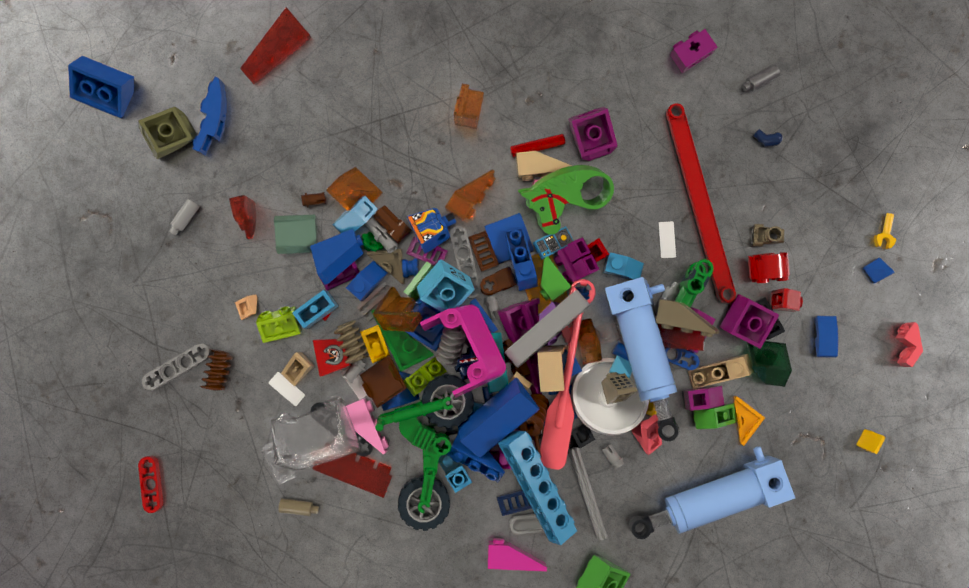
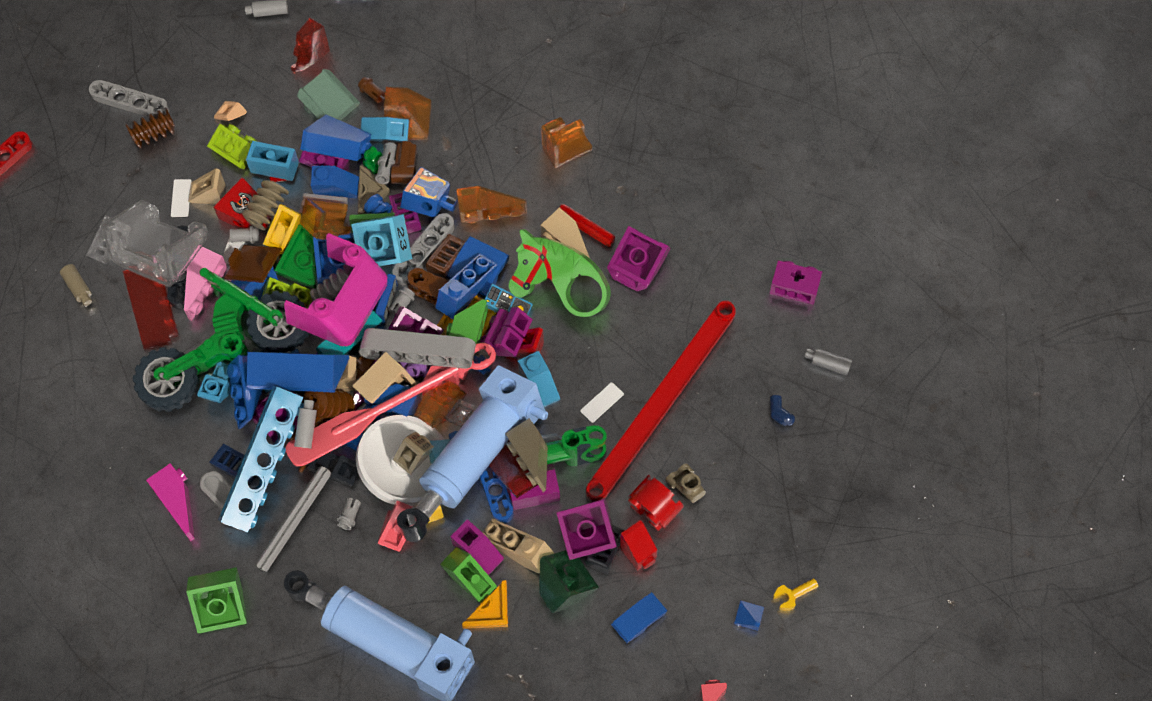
camera: 50 degrees right, 20 degrees down
(543, 442) = (305, 425): none -> light grey cylinder

